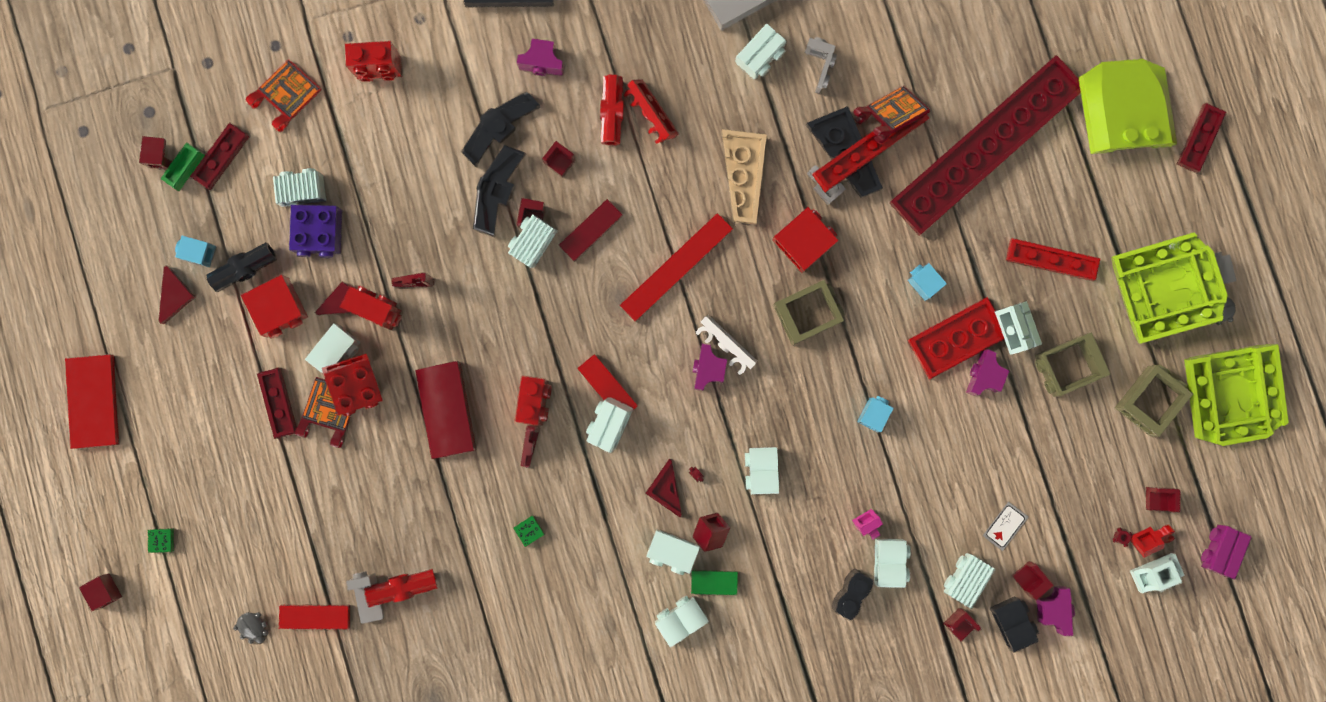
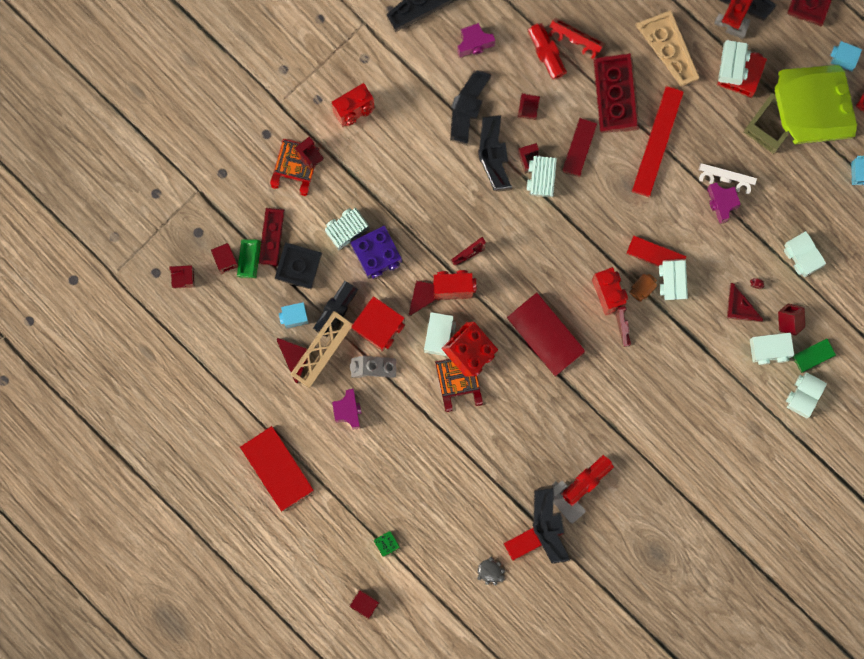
camera: 30 degrees left, 5 degrees down
(106, 150) = (182, 276): none -> dark red panel
(195, 380) = (347, 409): none -> magenta brick
(201, 311) = (325, 354): none -> tan fence
(228, 201) = (298, 266): none -> black plate
(247, 350) = (373, 366): none -> light grey bracket
(277, 402) = (417, 396): dark red tile -> none
(302, 88) = (308, 153): none -> dark red panel
(332, 614) = (549, 525): none -> black plate
(528, 531) = (657, 390): green tile -> none
(573, 414) = (643, 287): none -> dark orange brick
(660, 193) = (616, 93): none -> dark red slope
(798, 225) = (733, 62): none -> light aqua brick
(863, 316) = (815, 104): none -> lime wedge

